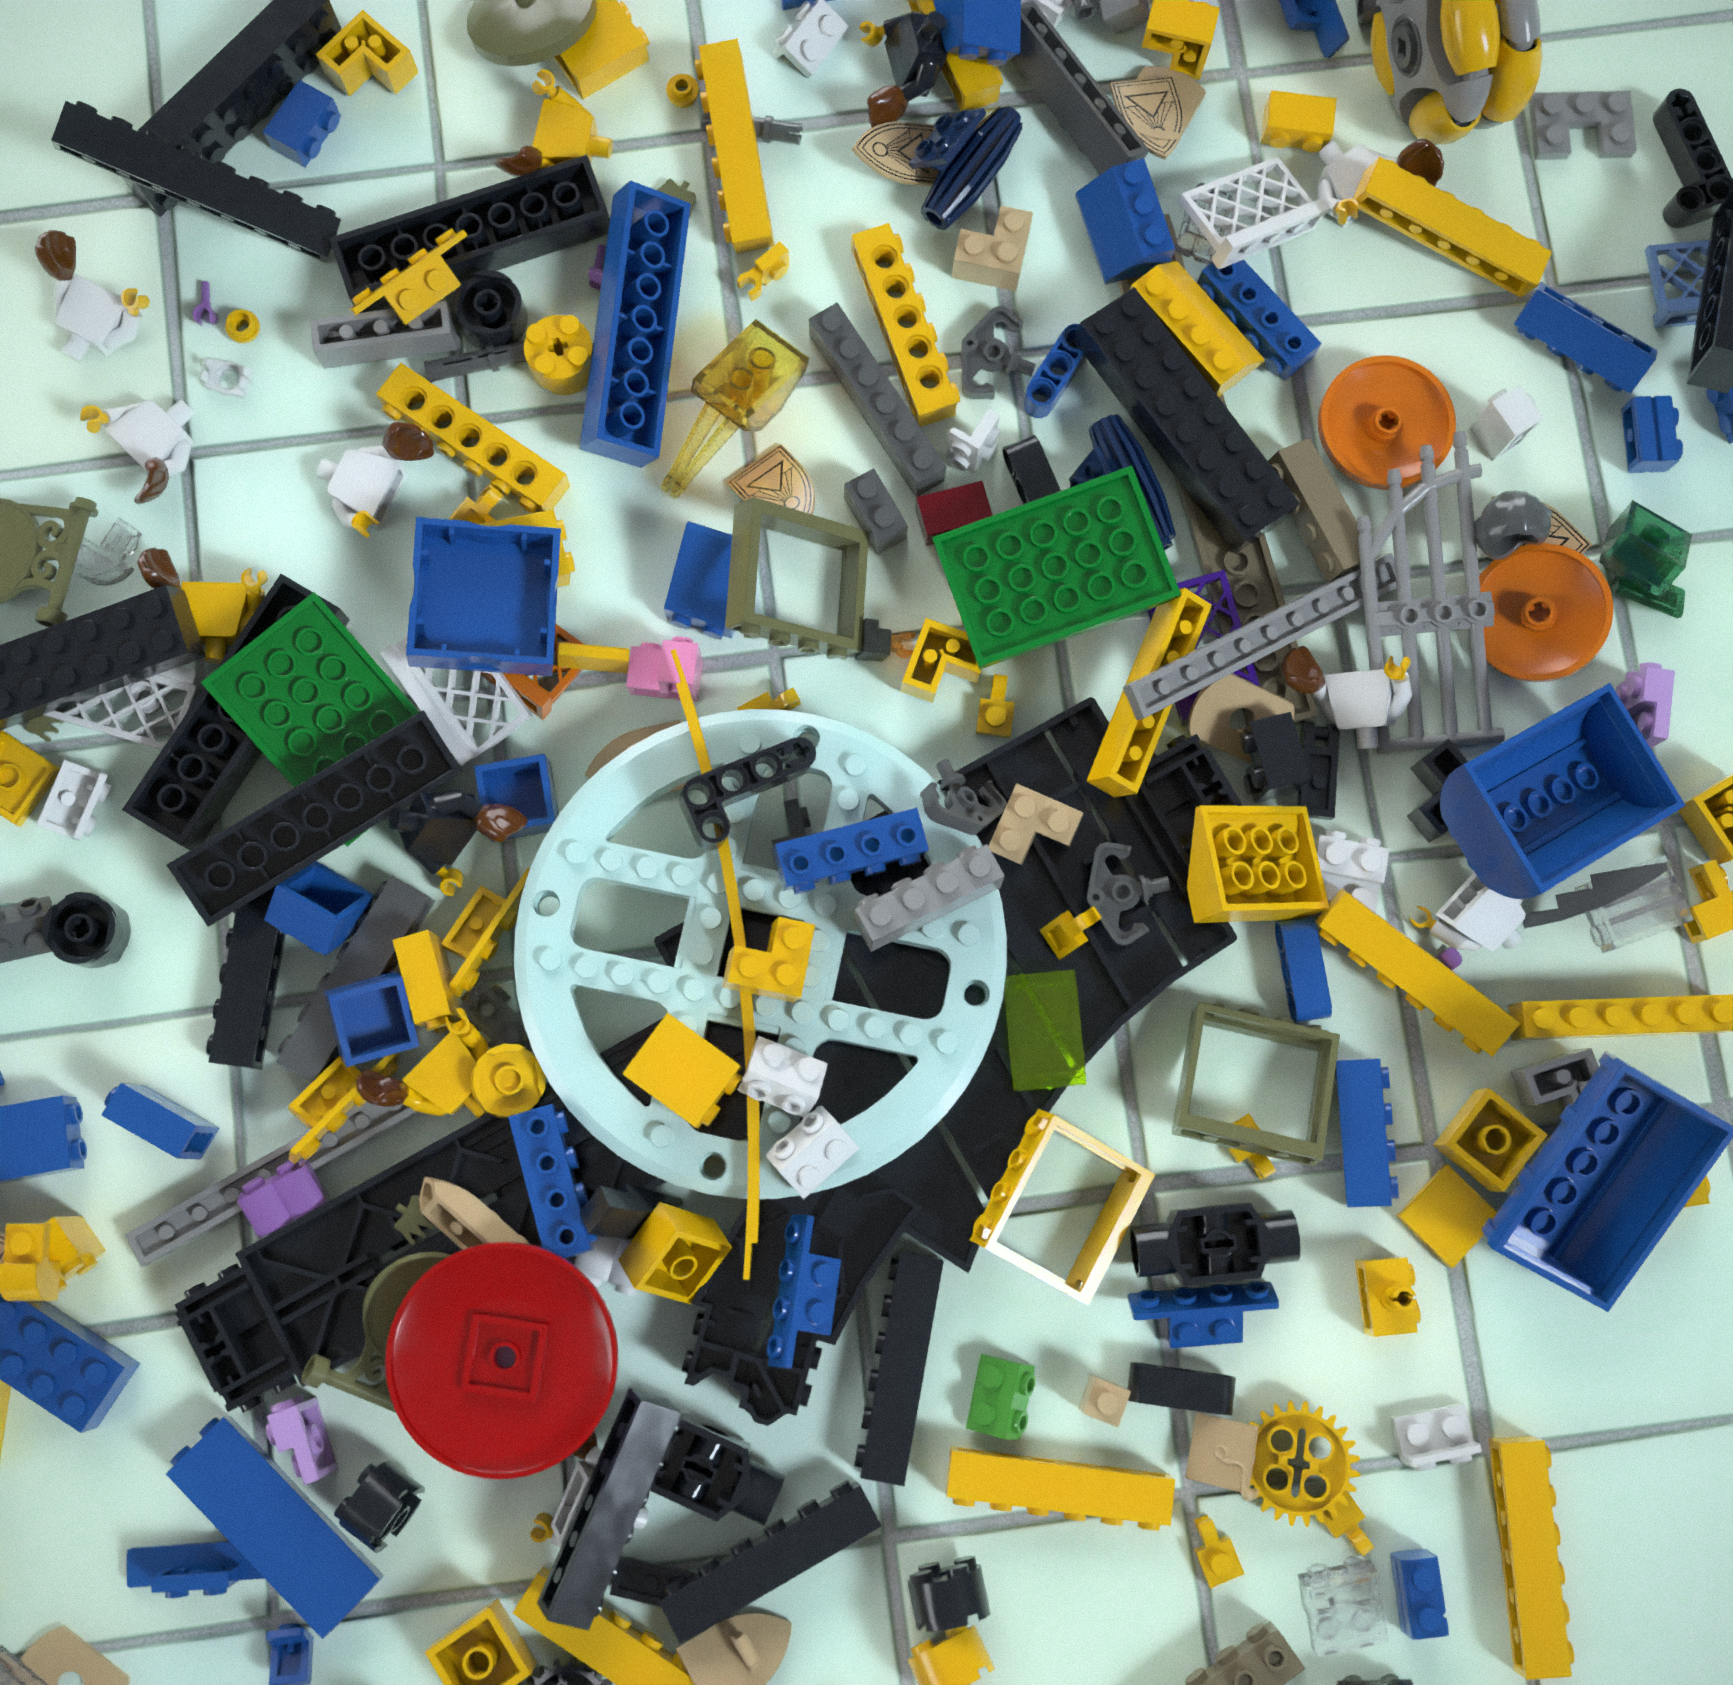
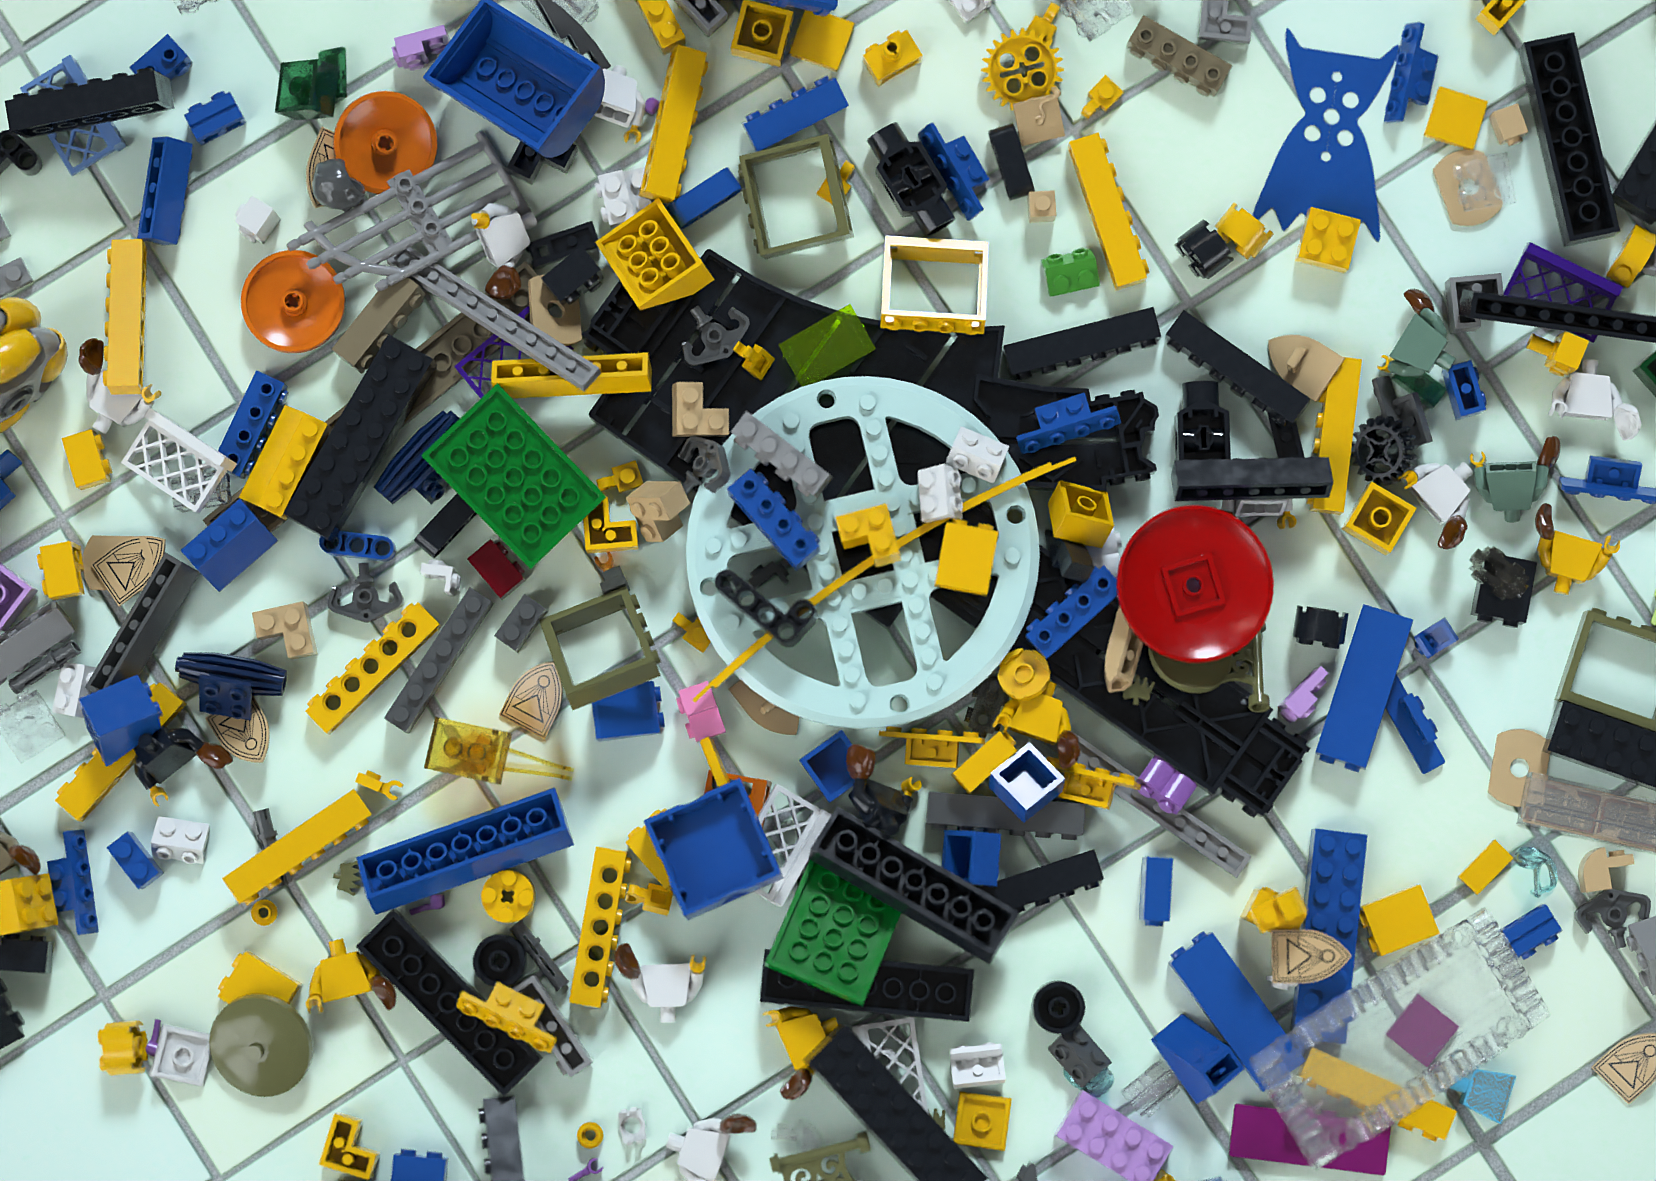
camera: 115 degrees left, 5 degrees up
(935, 726) = (657, 508): none -> tan brick

